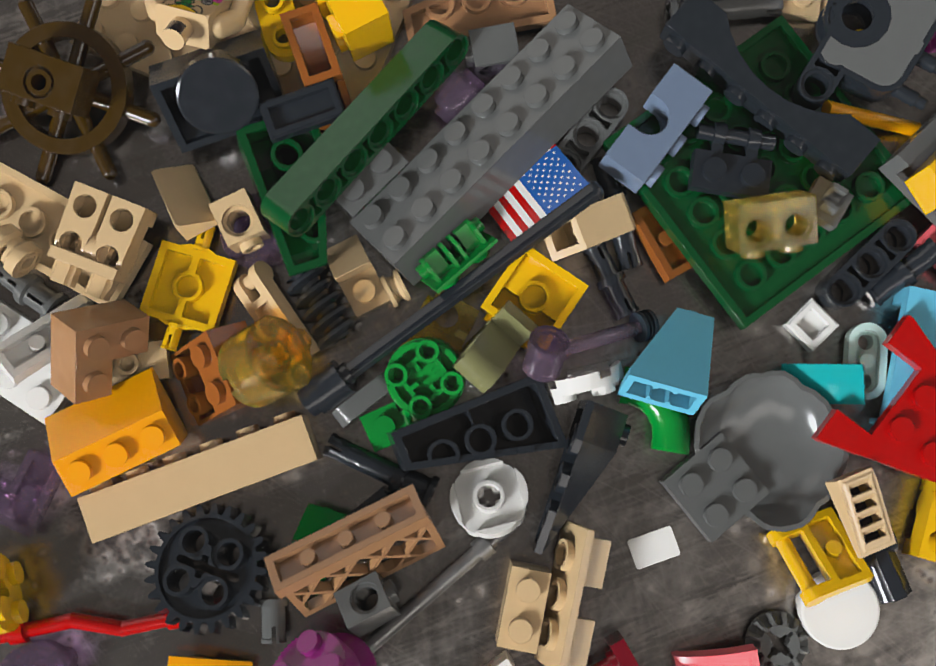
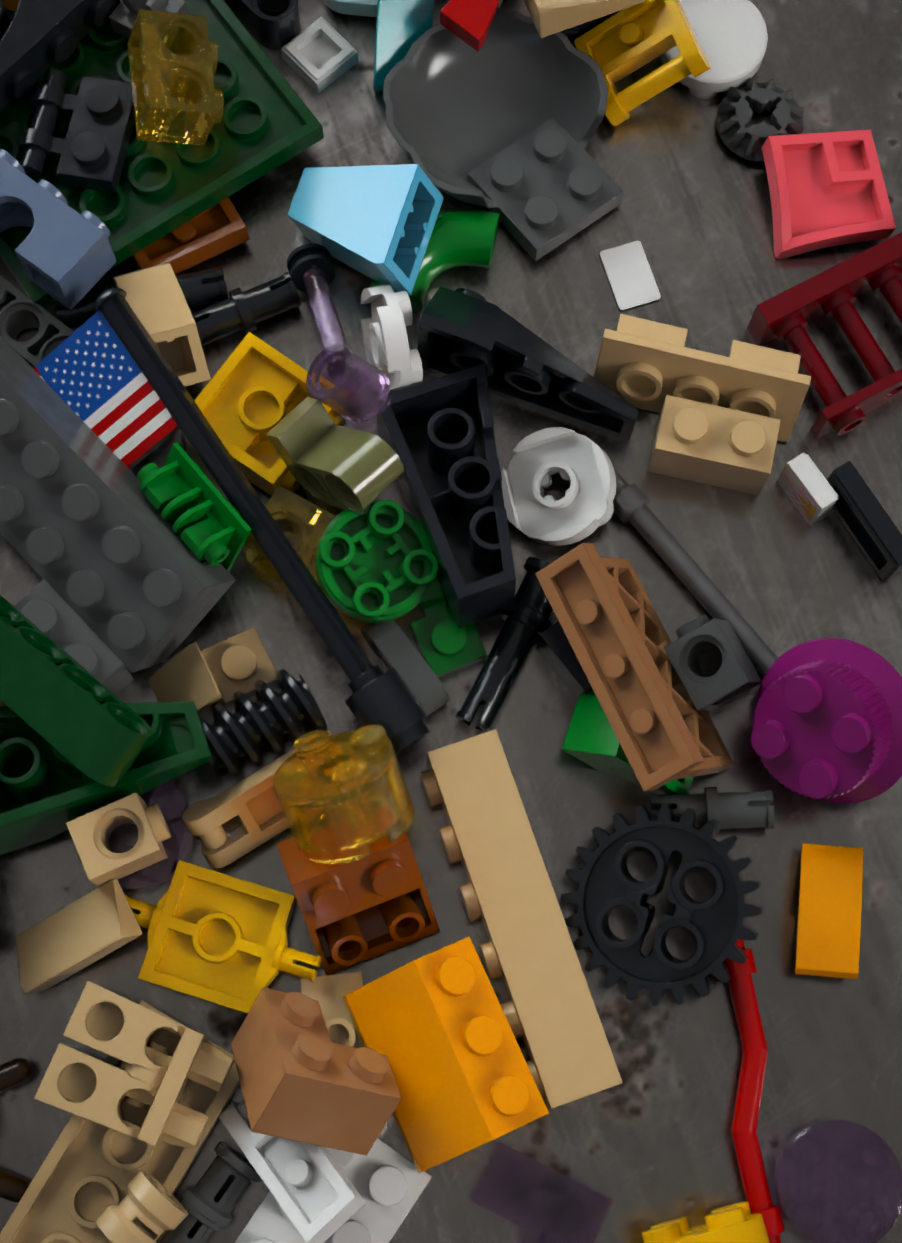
camera: 95 degrees left, 10 degrees down
(395, 288) = (236, 615): tan bush -> none

